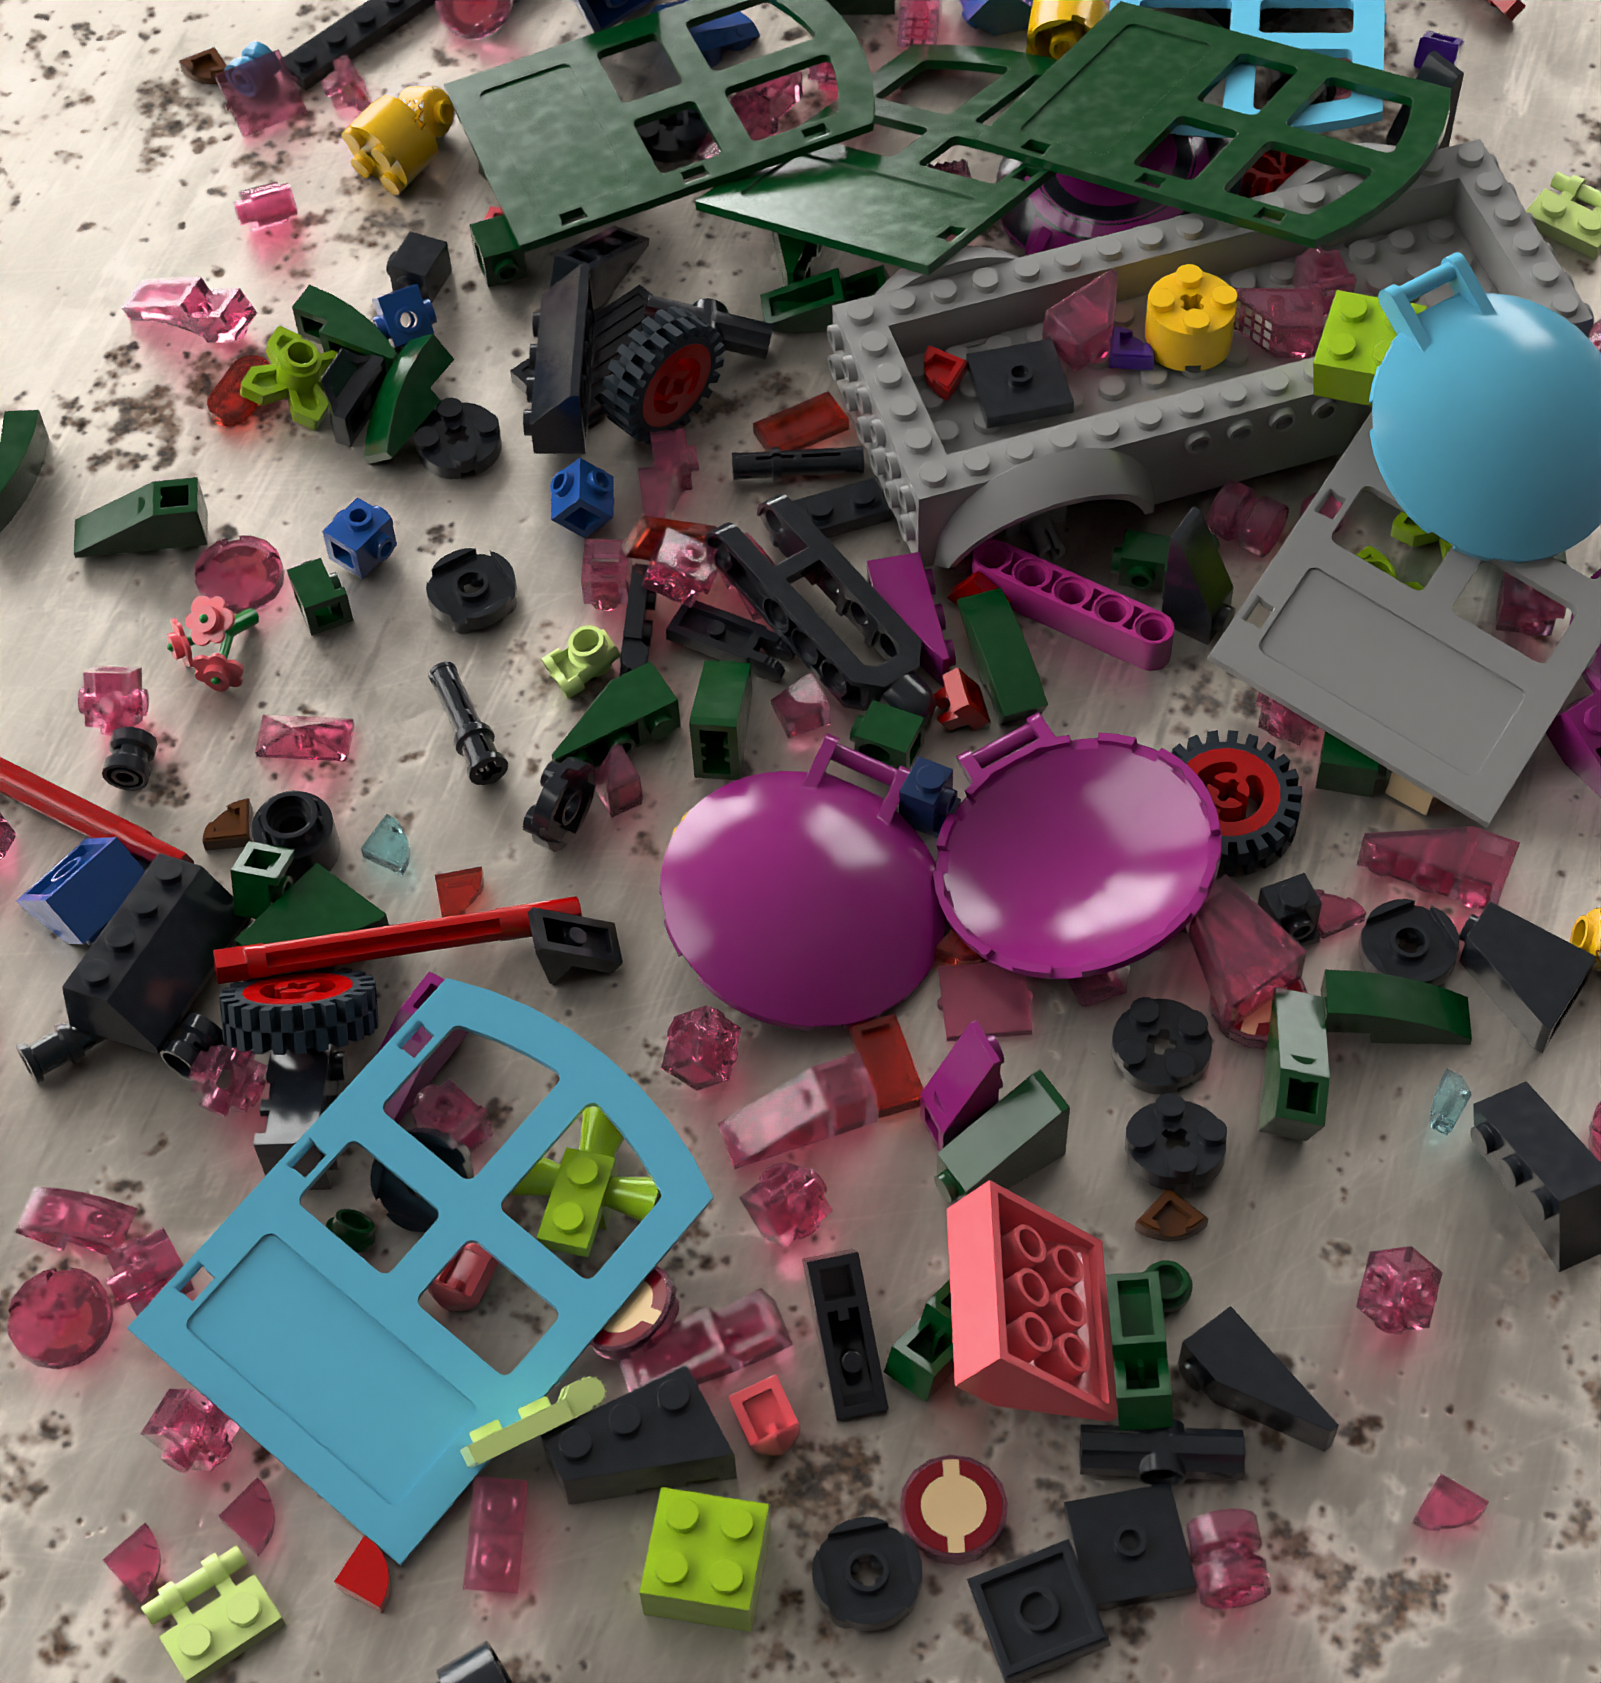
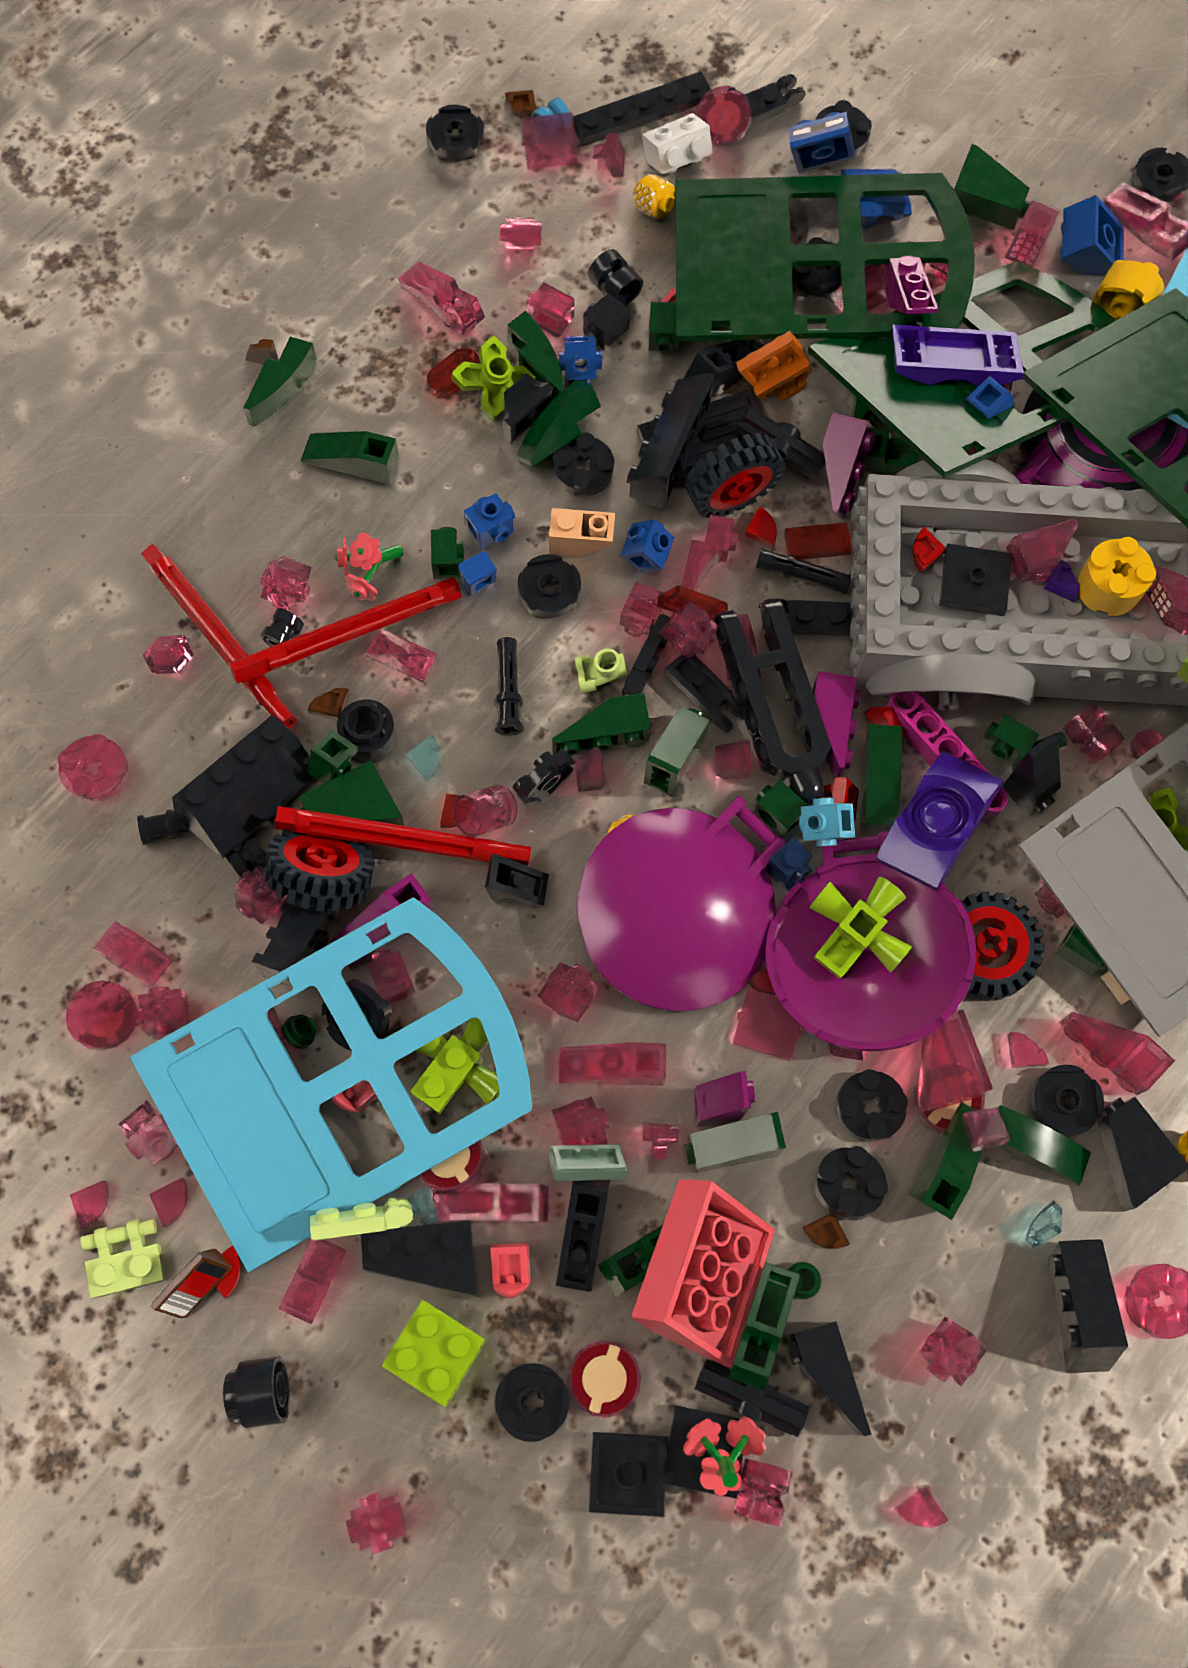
camera: 15 degrees right, 15 degrees up
(83, 890) = (219, 717): blue slope -> none
(128, 141) = (455, 146): none -> black plate
(214, 728) = (344, 630): none -> red piece
(241, 572) = (402, 515): clear pink tile -> none
(327, 1601) = (192, 1284): none -> slope
(343, 274) = (551, 309): none -> clear pink brick
(370, 602) = (477, 572): none -> blue slope
(389, 144) = (620, 215): yellow brick -> none
(406, 209) = (613, 276): none -> black wheel
(429, 46) = (677, 144): none -> white brick
(486, 510) = (579, 531): none -> light nougat slope
(497, 870) = (485, 810): none -> clear pink wheel
(614, 1375) = (423, 1204): none -> clear light blue tile
(665, 245) = (777, 368): none -> orange slope
(723, 434) = (762, 528): none -> red tile
(791, 98) = (909, 287): none -> magenta slope
(791, 302) = (844, 452): none -> magenta slope
(814, 1233) = (587, 1162): none -> sand green plate
(885, 148) = (956, 354): none -> dark purple slope
(888, 1064) = (686, 1047): clear red tile -> none
(899, 1180) = (660, 1135): none -> clear pink tile
(948, 177) = (990, 398): none -> blue slope
(954, 723) = (827, 821): none -> medium azure brick
(1051, 832) = (859, 928): none -> lime brick
(1096, 672) = (939, 820): none -> dark purple slope
(1161, 1543) = (722, 1469): none -> coral plant
(1293, 907) = (997, 1046): black brick -> none
(1317, 1001) = (985, 1129): none -> clear pink slope

